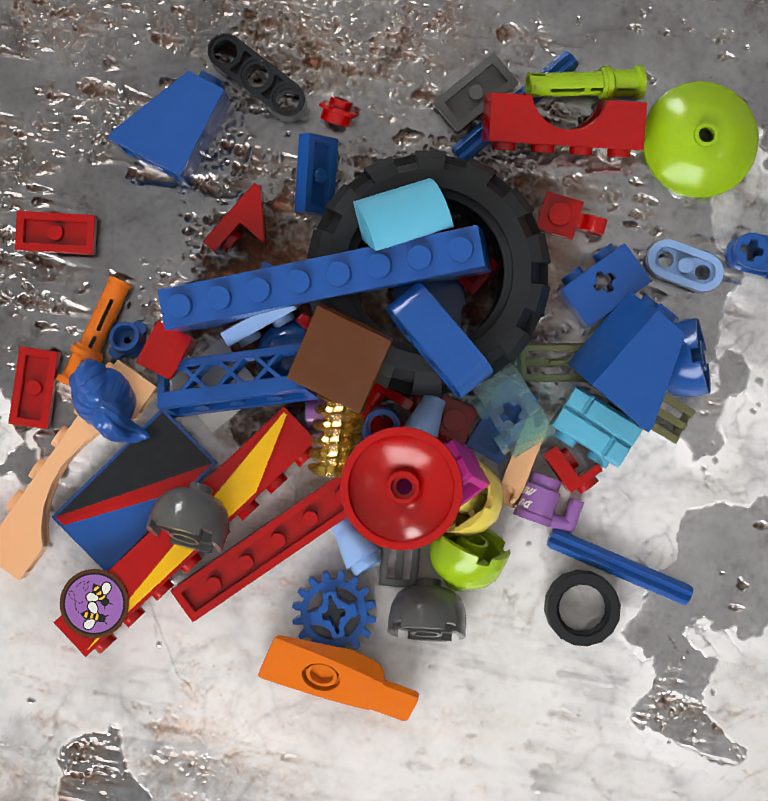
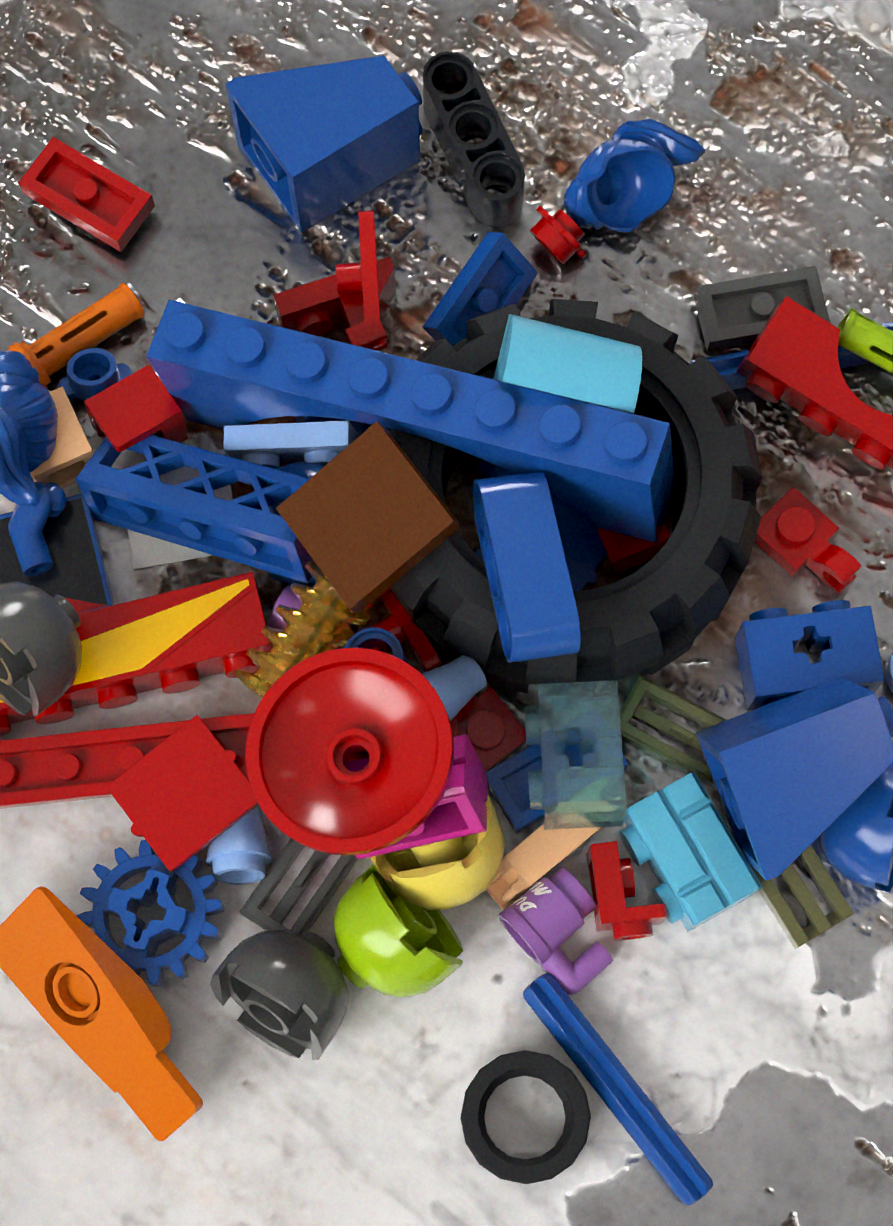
camera: 30 degrees right, 15 degrees down
(146, 448) = (27, 527): none -> blue arm
(249, 206) = (364, 278): none -> red piece
(317, 544) = (184, 793): none -> red piece
(359, 52) = (629, 176): none -> blue hair

